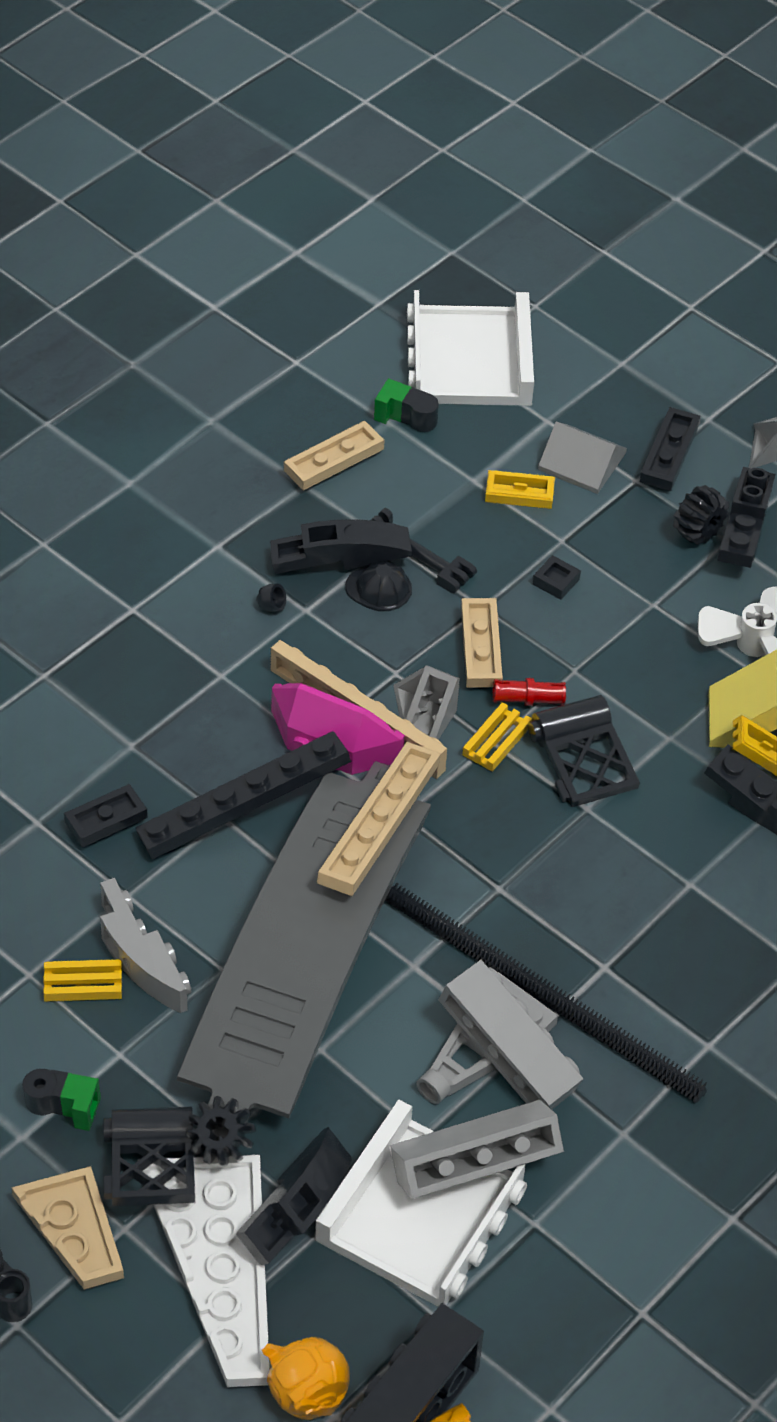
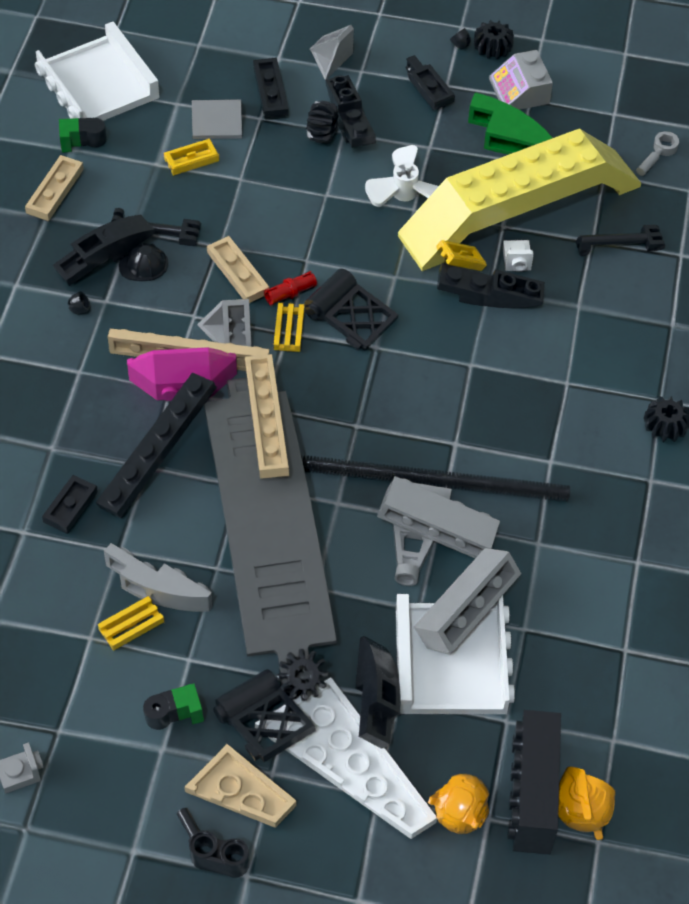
camera: 30 degrees left, 5 degrees up
(556, 577) = (254, 204): black tile -> none

